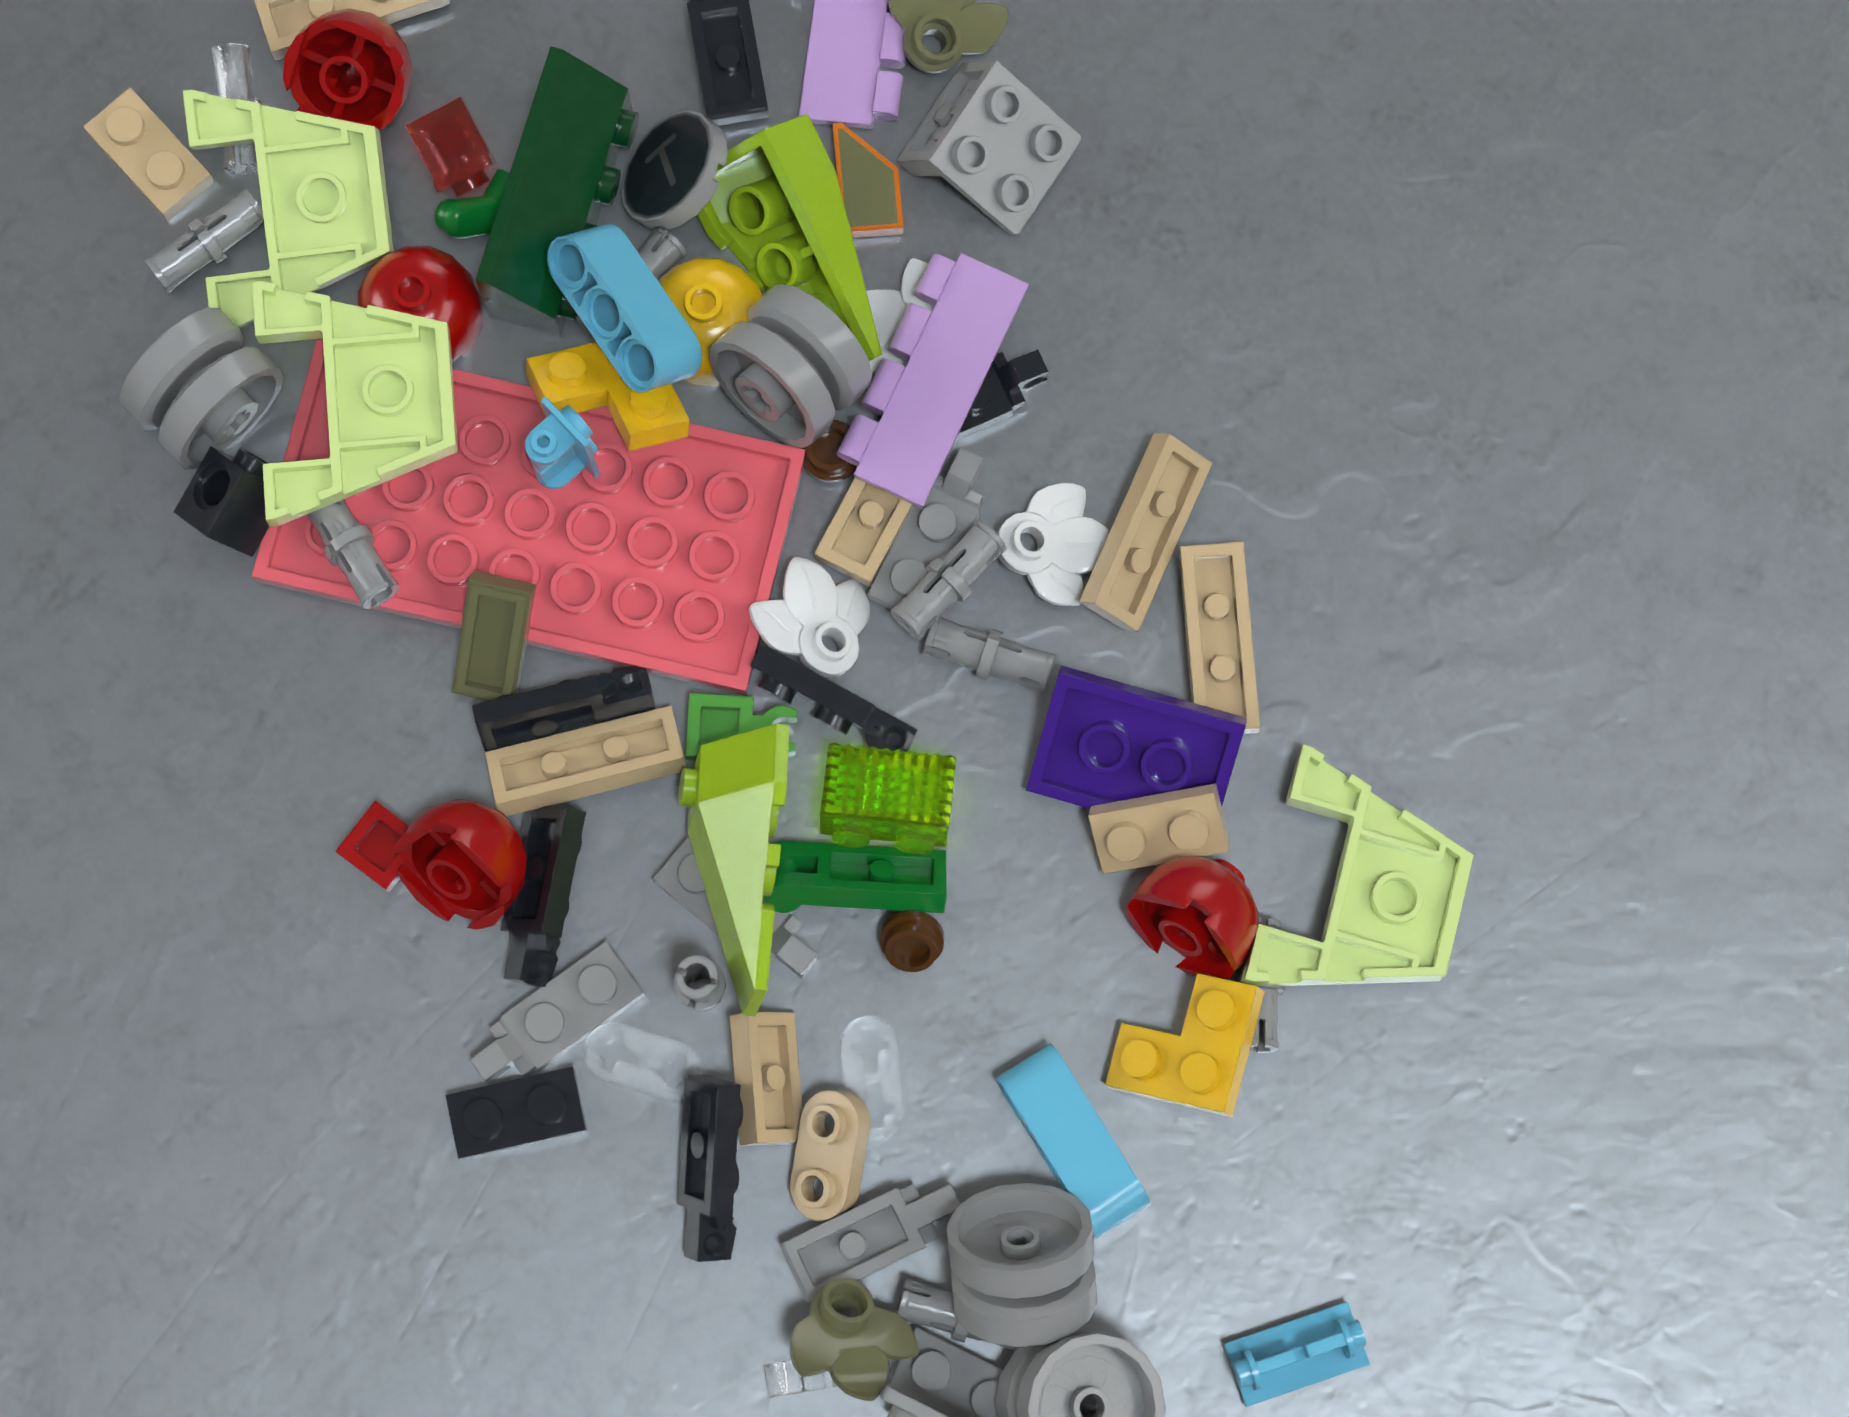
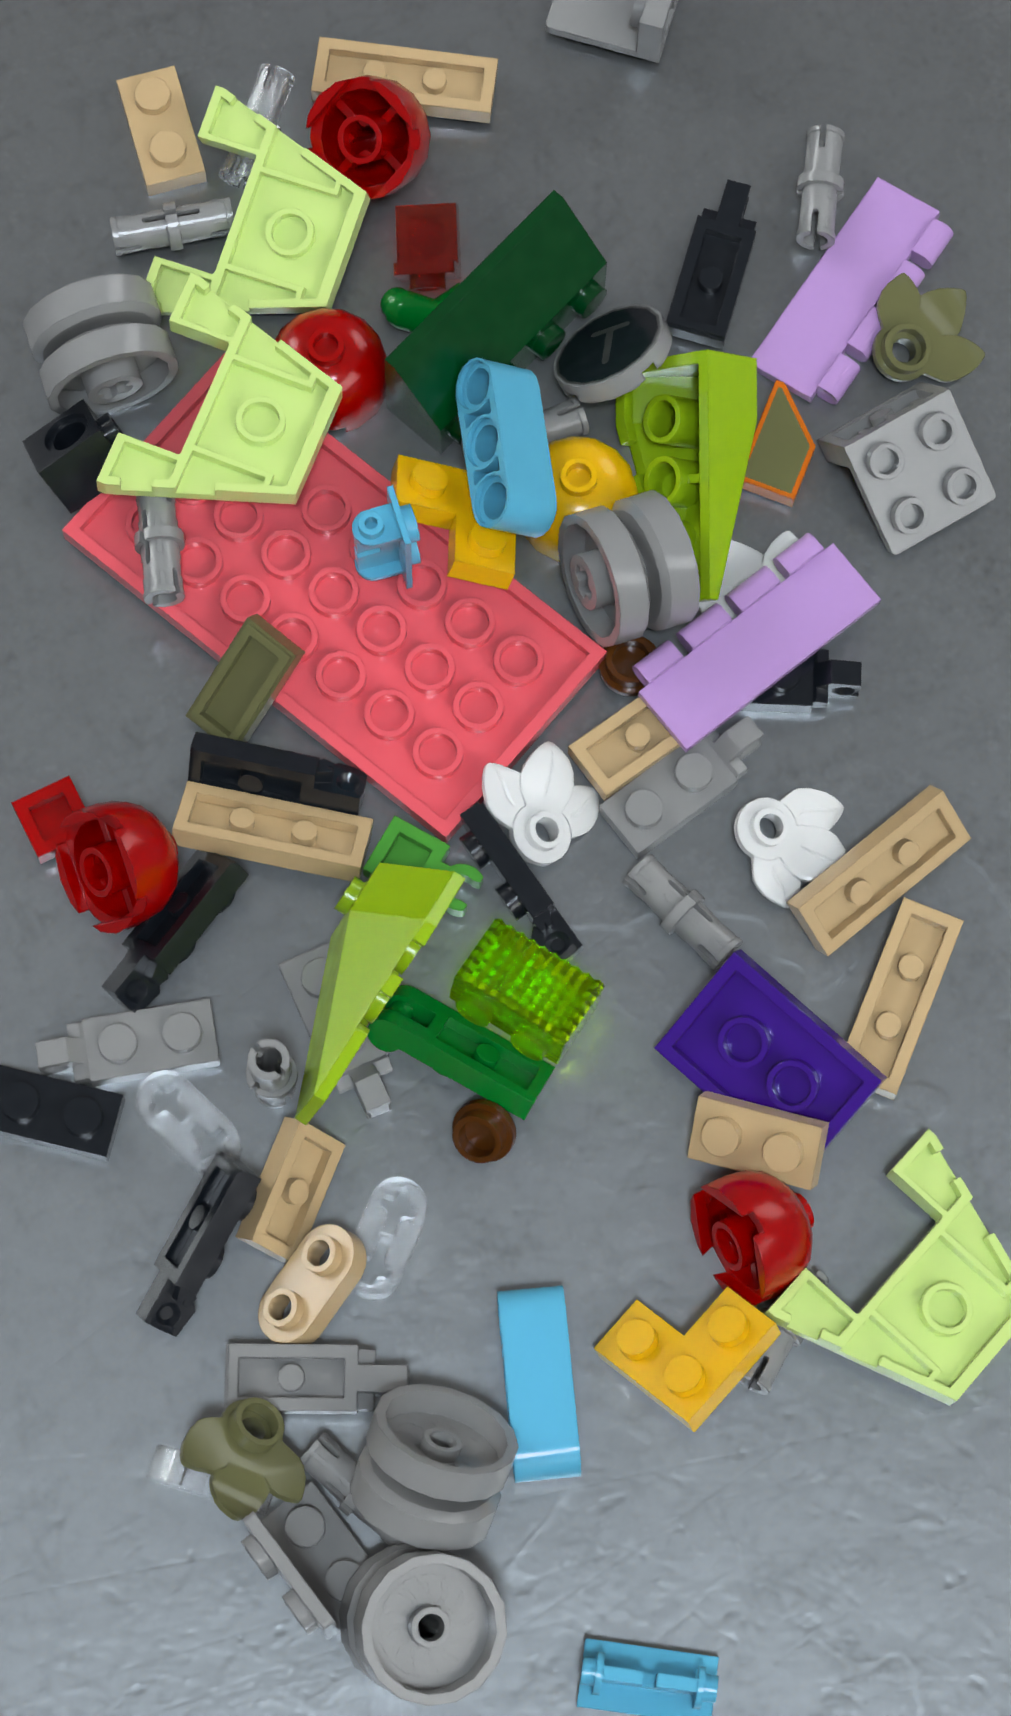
camera: 25 degrees right, 5 degrees down
(948, 579) = (677, 825): light grey pin -> none

